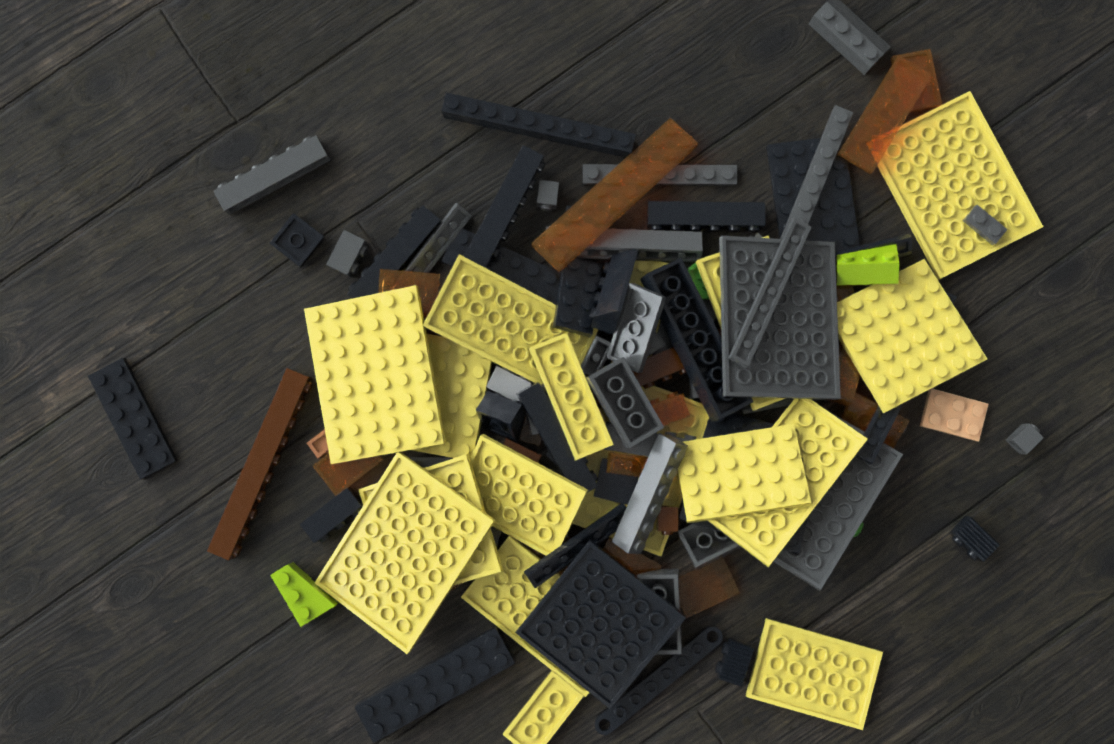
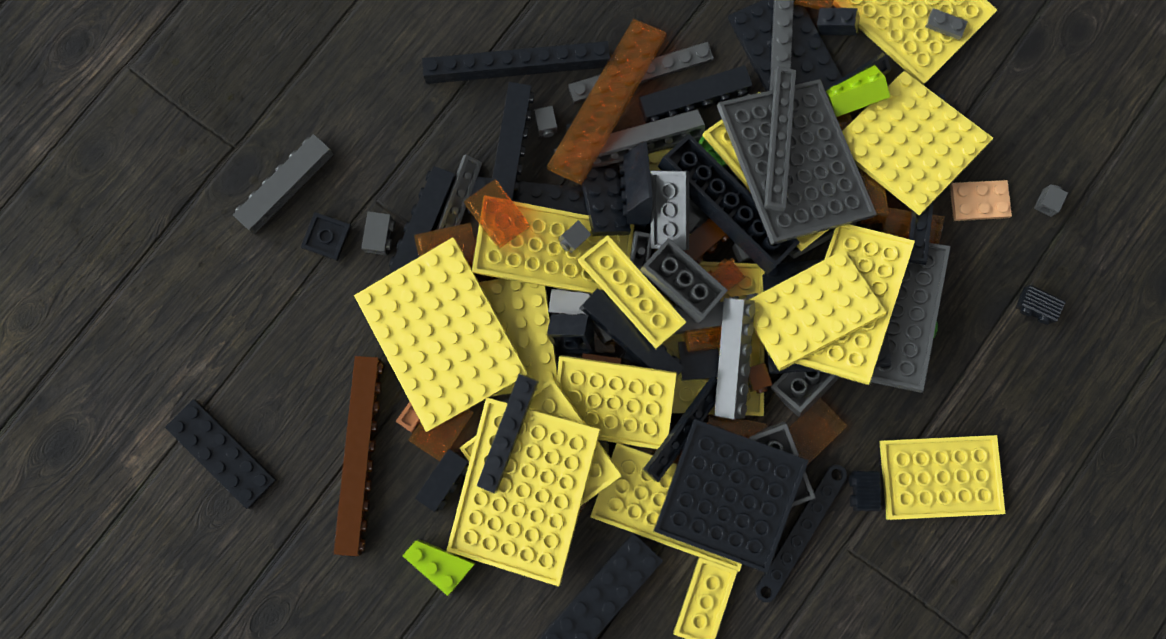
camera: 25 degrees left, 5 degrees down
(406, 493) = (507, 433): none -> black plate
(465, 276) = (497, 214): none -> clear orange tile
(533, 323) = (574, 237): none -> dark grey brick
(875, 187) = (838, 21): none -> black brick

